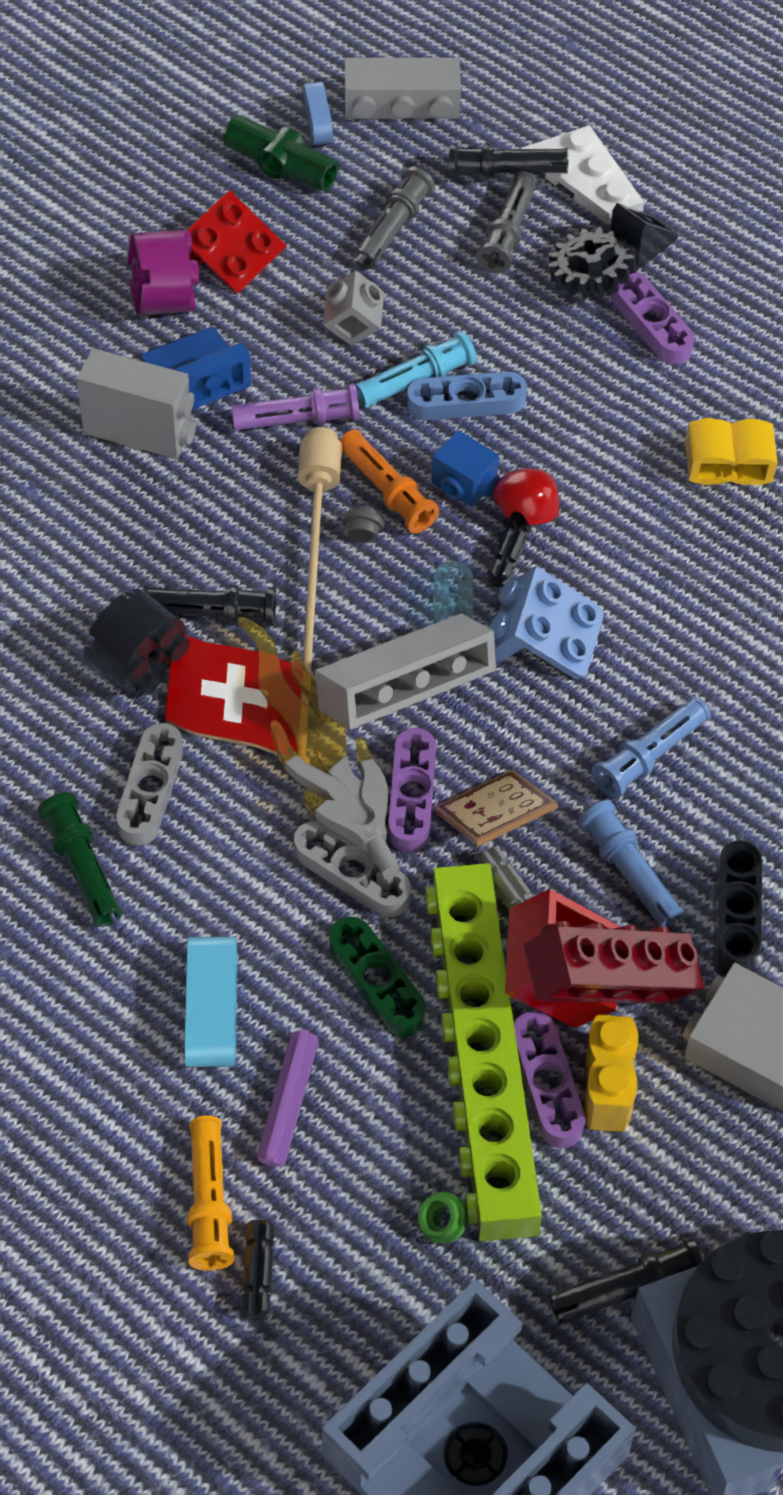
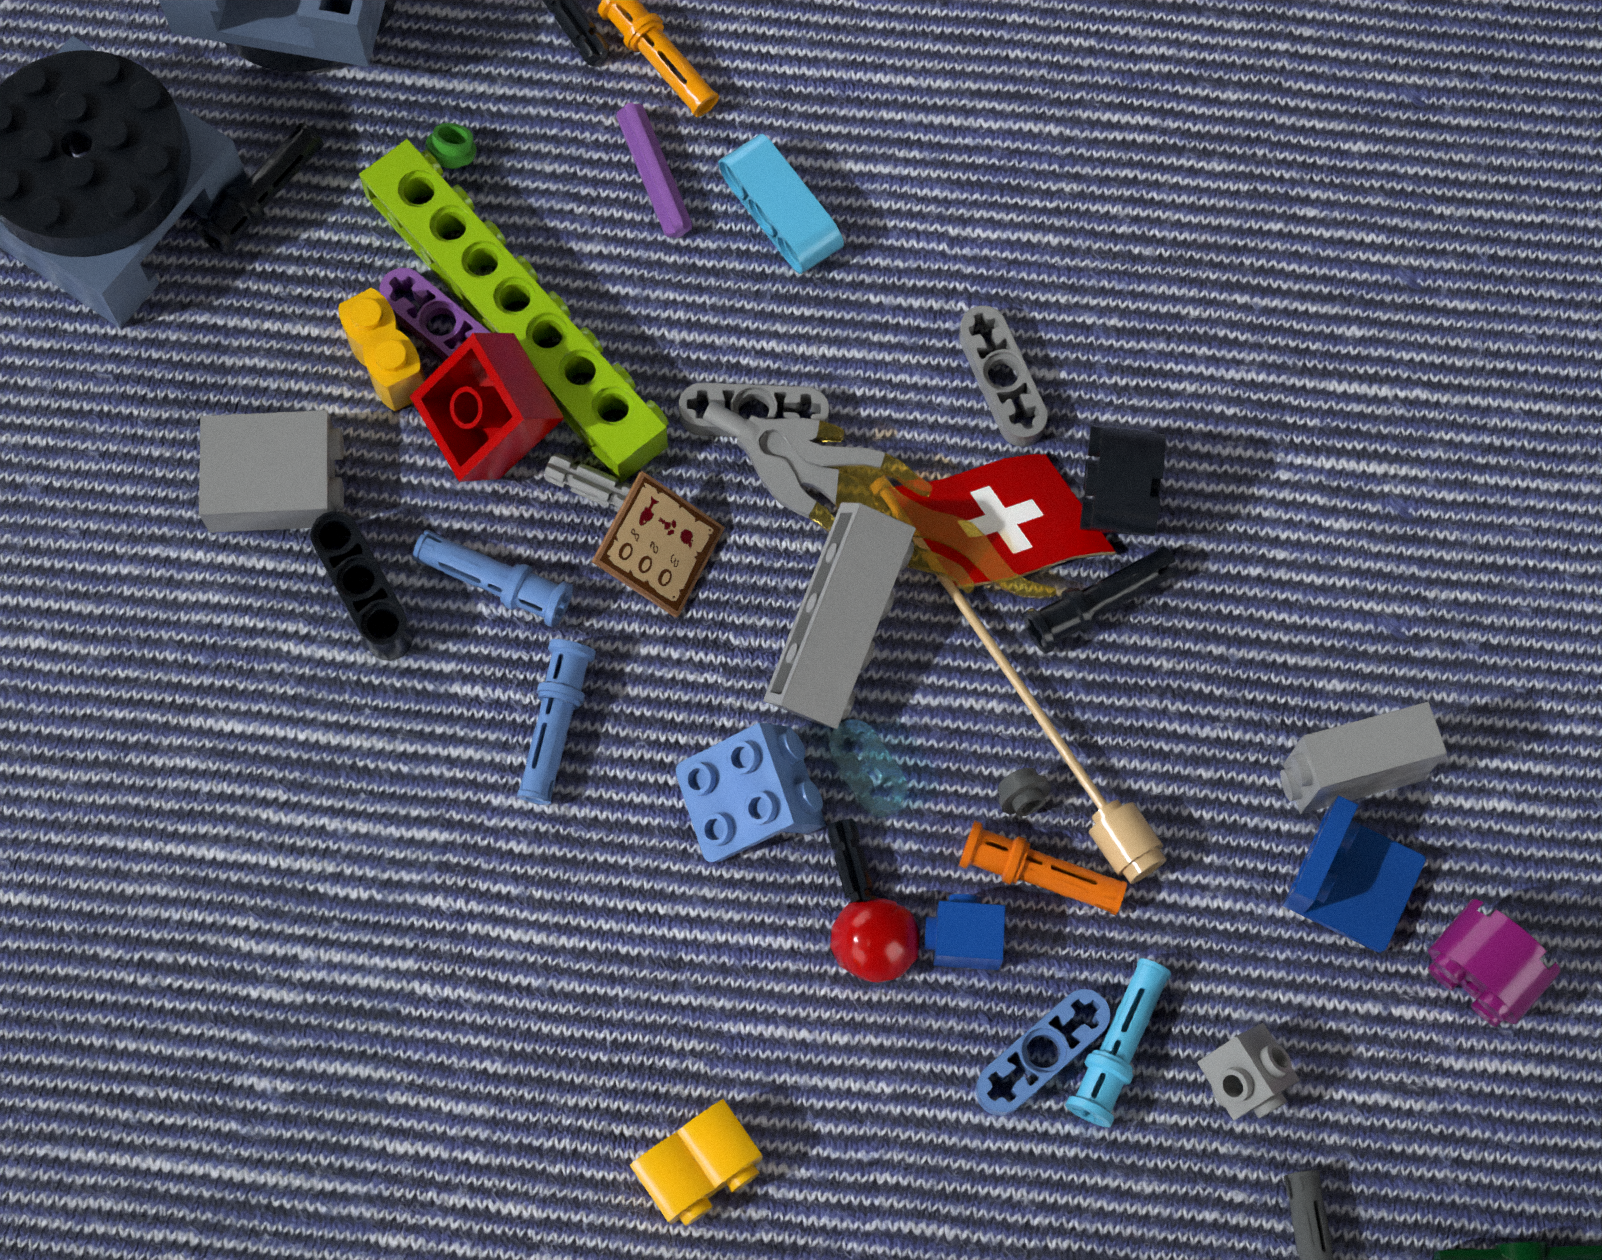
camera: 145 degrees right, 15 degrees up
(74, 842) = (1021, 271): dark green pin -> none
(233, 242) = (1462, 1088): red hinge -> none
(245, 417) = (1188, 913): medium lavender pin -> none
(377, 997) = (617, 323): dark green beam -> none
(420, 805) = (787, 551): medium lavender beam -> none
(612, 964) = (424, 402): dark red brick -> none

